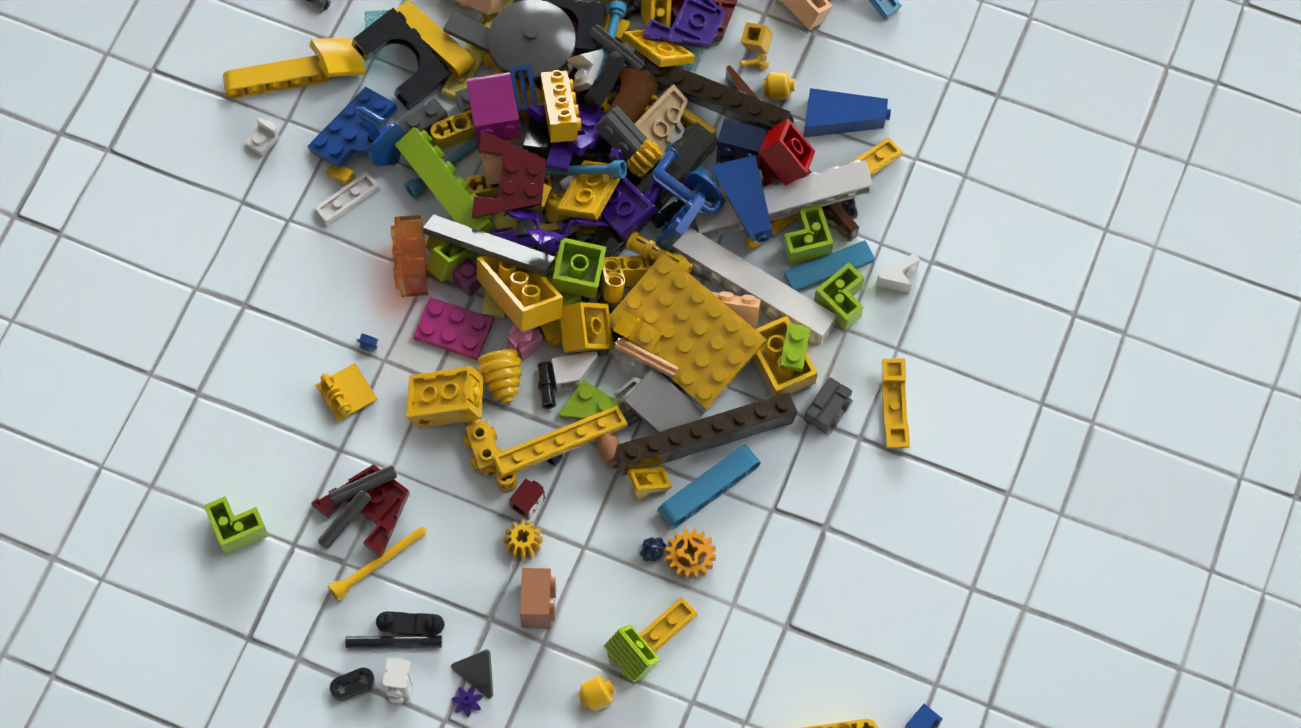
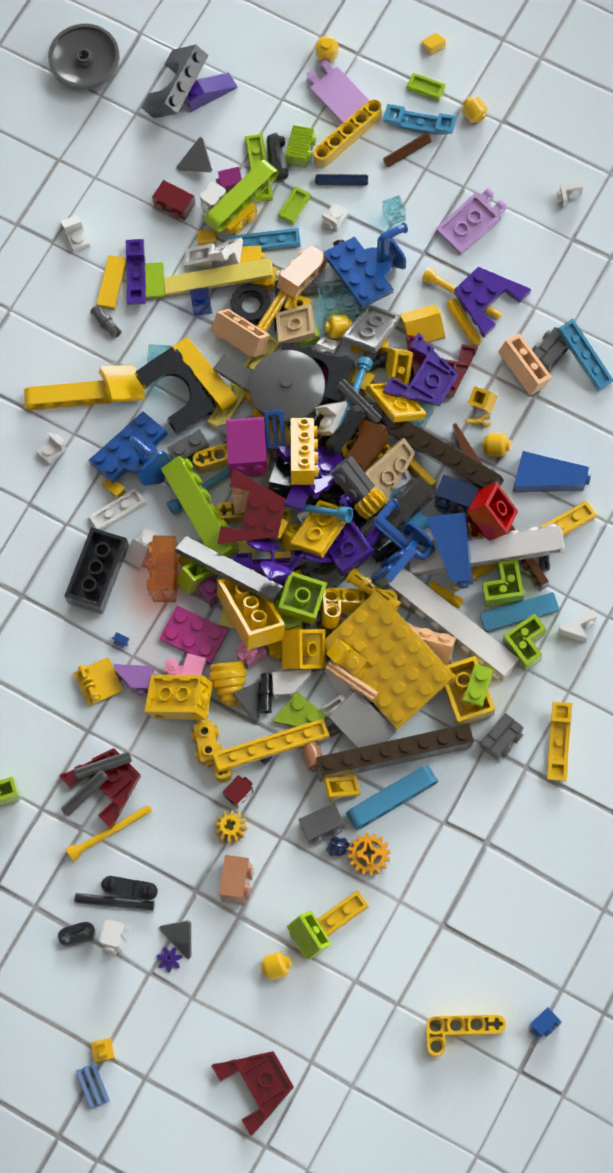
camera: 15 degrees right, 5 degrees up
(331, 266) = (96, 570): none -> black brick
(379, 239) = (139, 549): none -> white slope
(389, 382) = (135, 677): none -> medium lavender slope
(456, 359) = (193, 666): none -> bright pink brick
(529, 394) = (250, 700): none -> dark grey piece
(630, 525) = (321, 824): none -> dark grey brick
(755, 260) = (446, 594): none -> yellow axle

